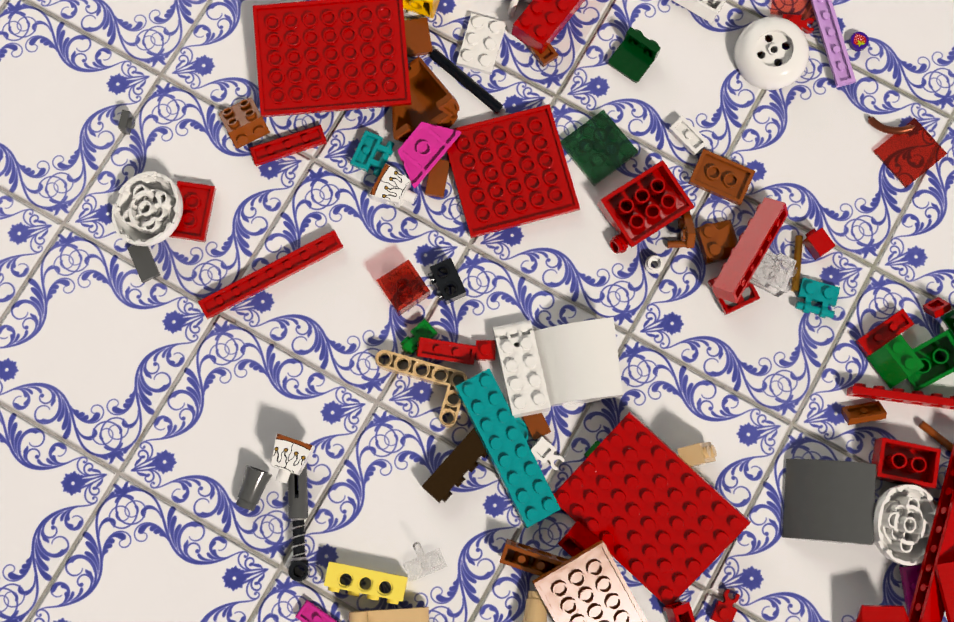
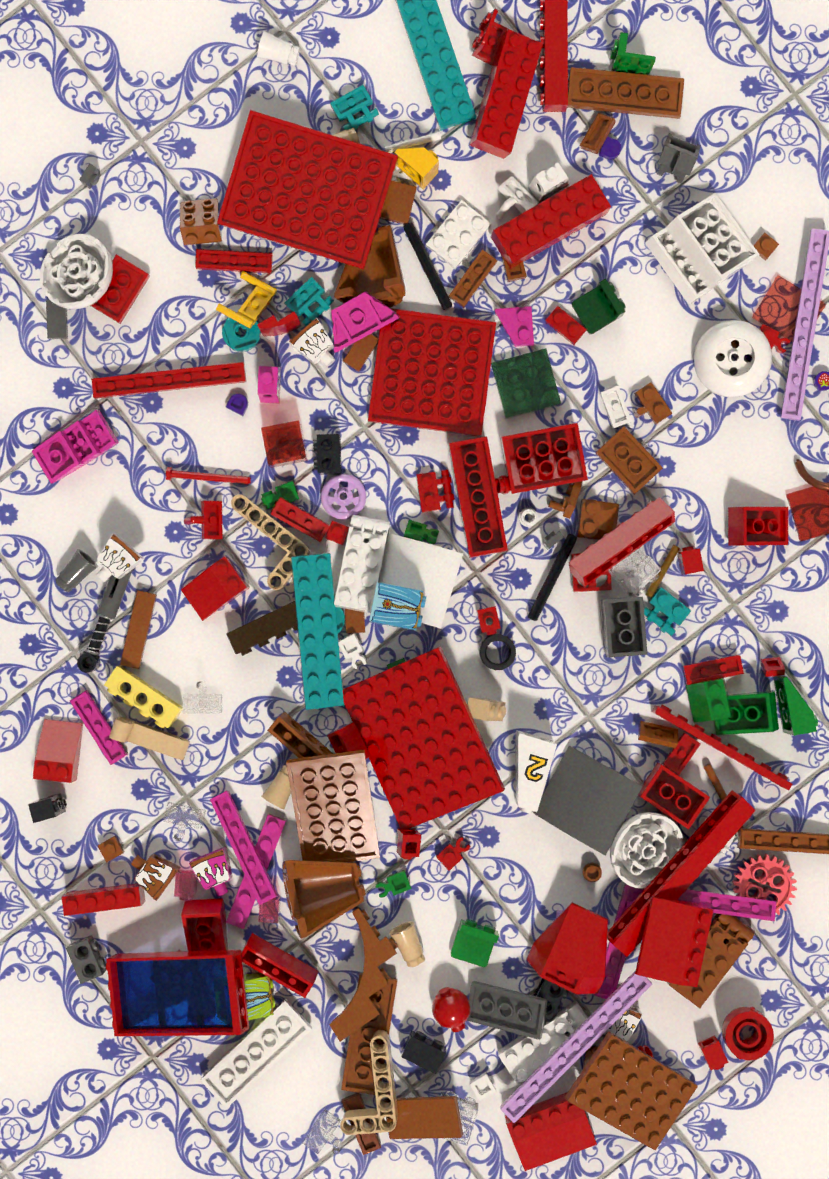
camera: 25 degrees right, 10 degrees up
(206, 371) = (75, 446): none -> dark pink slope
(321, 194) = (236, 342): none -> teal plate
(323, 174) = (254, 304): none -> yellow plate
(334, 519) = (138, 629): none -> dark orange tile
(341, 348) = (170, 473): none -> red bar
(343, 270) = (238, 403): none -> dark purple tile
(353, 185) = (272, 327): none -> red slope
(362, 386) = (210, 519): none -> red plate
(366, 239) = (269, 384): none -> dark pink torso
(392, 449) = (214, 588): none -> red slope
(462, 306) = (353, 483): none -> lavender plate
(511, 75) = (473, 278): none -> dark orange plate
(553, 278) = (429, 494): none -> red plate
(560, 317) = (419, 532): none -> green plate
(568, 99) = (517, 324): none -> dark pink wing
(574, 390) = (397, 606): none -> slope
(602, 264) = (478, 497): none -> red brick
(611, 83) = (565, 325): none -> red plate
(653, 372) = (483, 614): none -> red brick
(685, 274) = (552, 539): none -> dark grey plate
(696, 398) = (497, 666): none -> black tyre
(700, 309) = (552, 577): none -> black axle
(718, 120) = (652, 404): none -> dark orange plate
(764, 494) = (532, 768): none -> white slope
(787, 326) = (624, 627): none -> dark grey brick
(862, 188) = (757, 526): none -> red slope
(864, 570) = (592, 872): none -> dark orange plate
(893, 425) = (680, 756): none -> red plate

